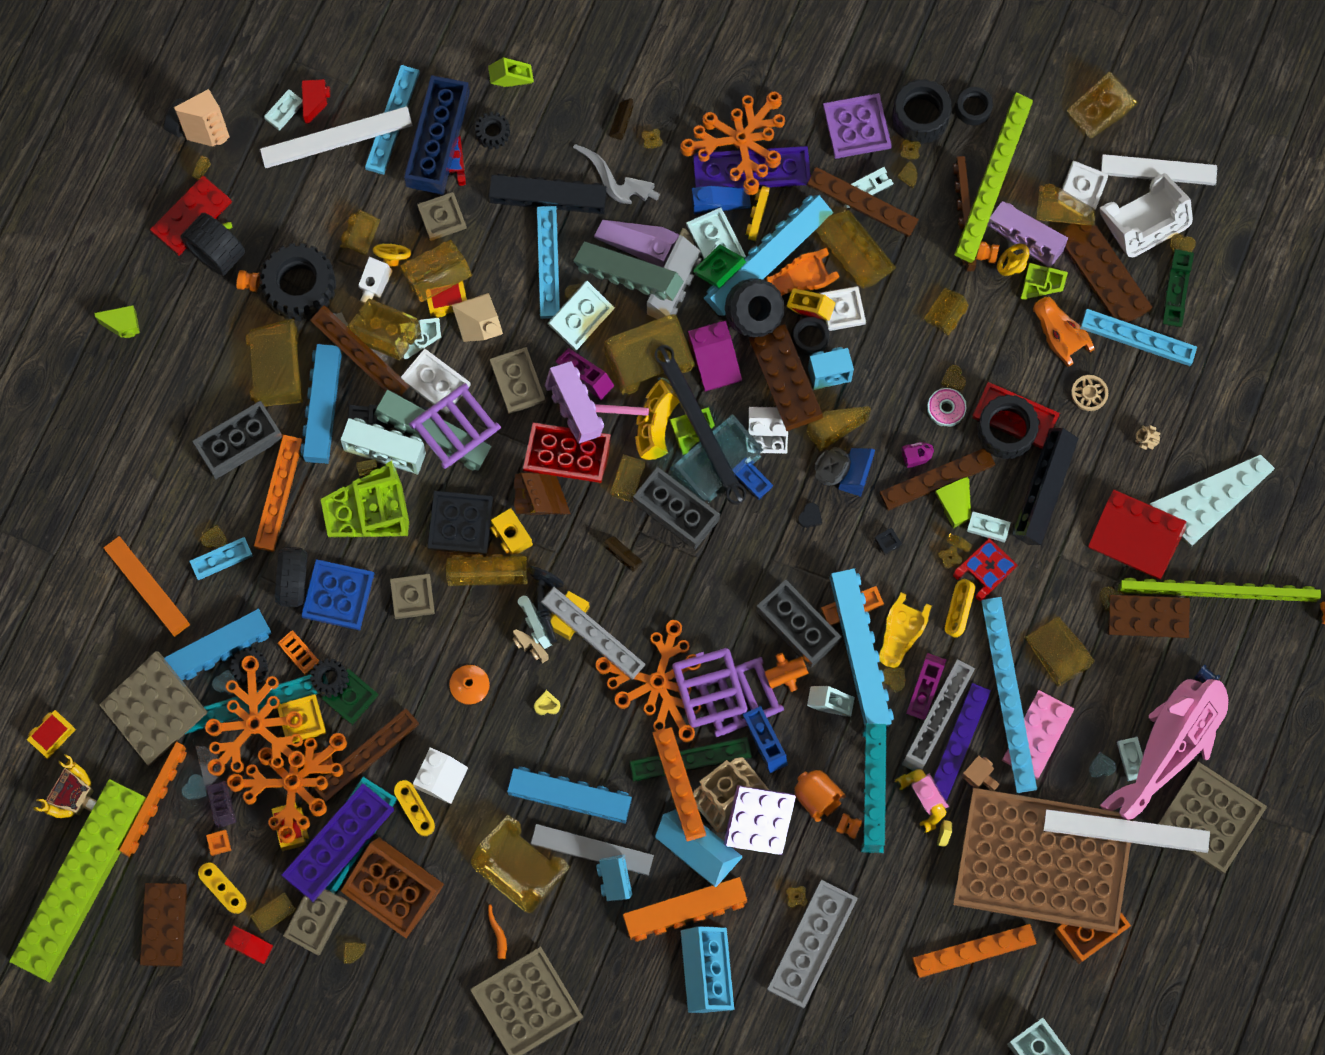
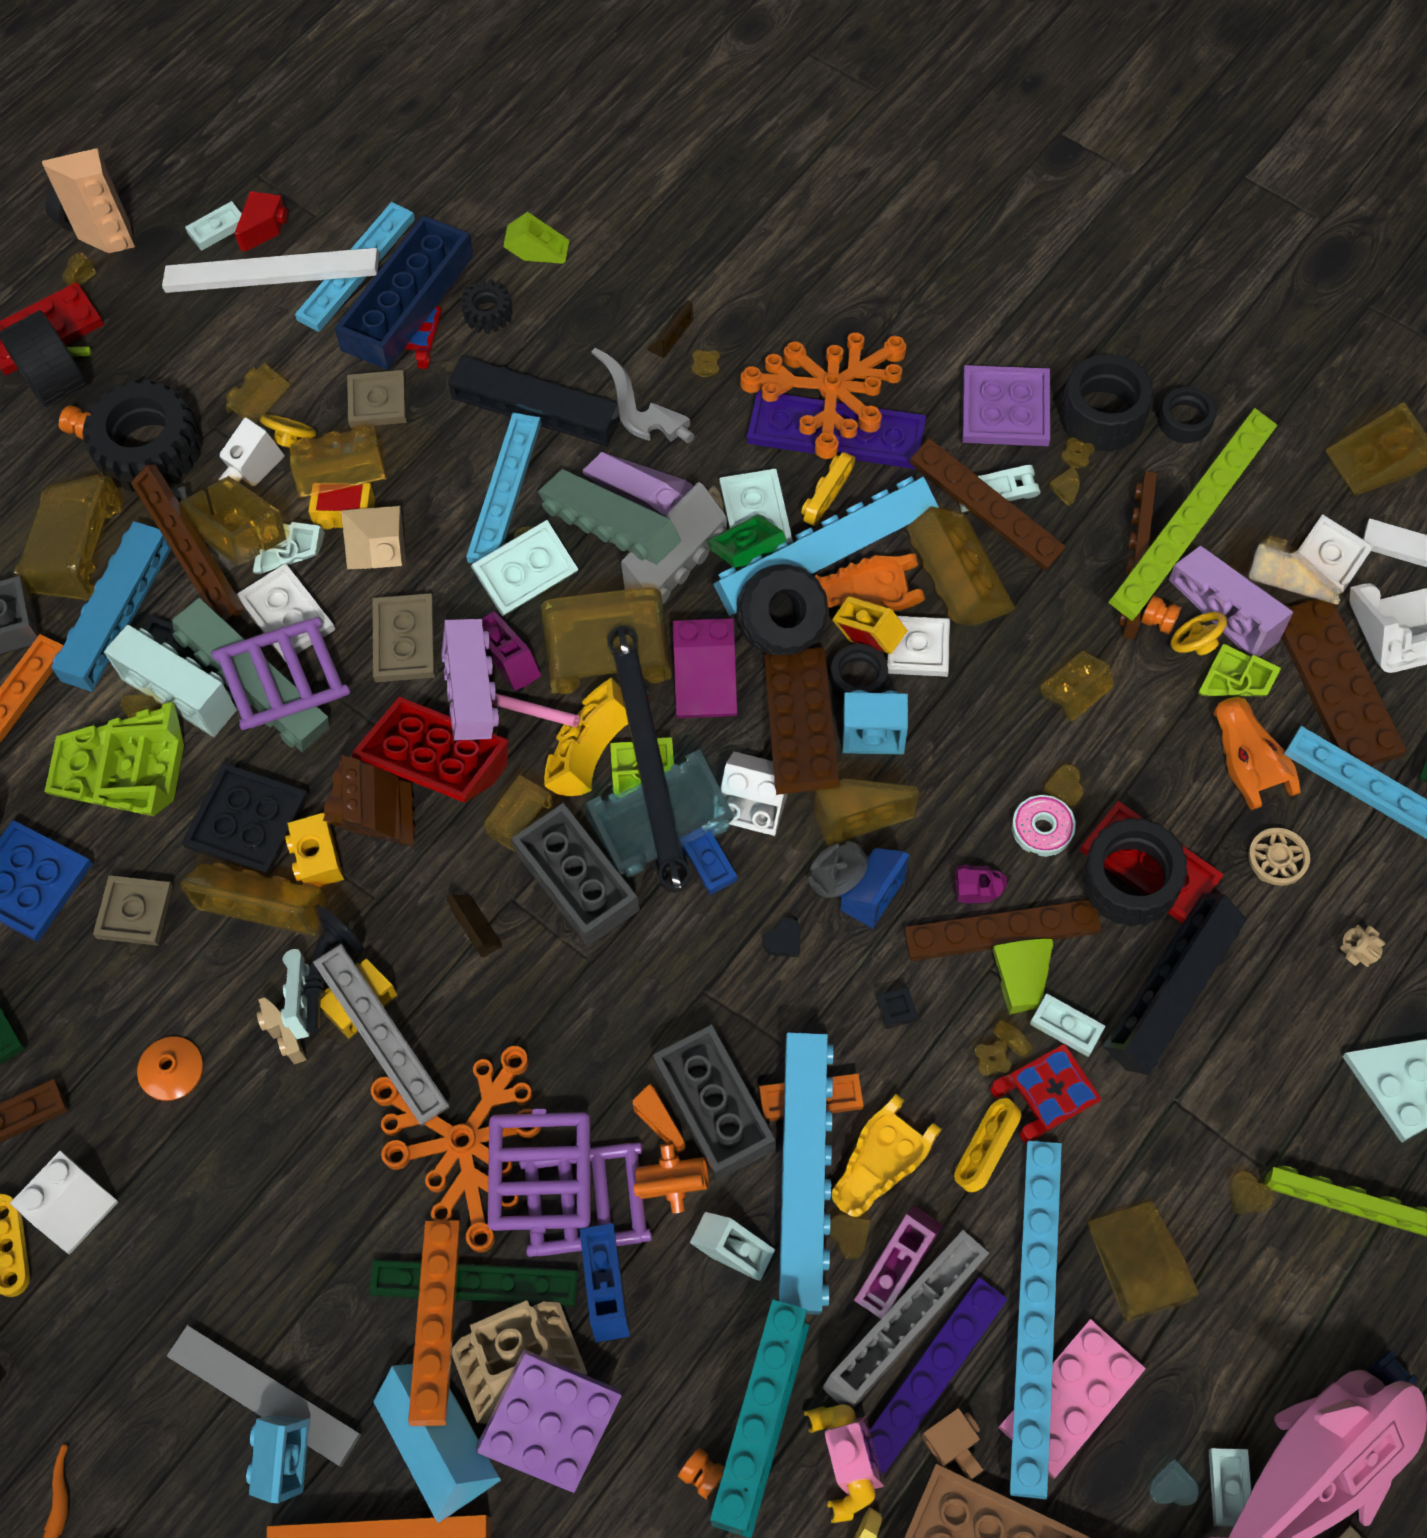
camera: 20 degrees right, 10 degrees down
(517, 866) = (129, 1387): clear yellow windscreen -> none
(547, 704) = (276, 1130): light yellow tile -> none
(569, 795) = (257, 1291): dark azure brick -> none
(713, 197) = (765, 451): blue slope -> none
(768, 640) = (655, 1115): none -> orange slope
(818, 794) = (663, 1402): orange cylinder -> none
(1137, 534) = (1316, 1097): red slope -> none
(1149, 616) = (1309, 1241): reddish brown plate -> none

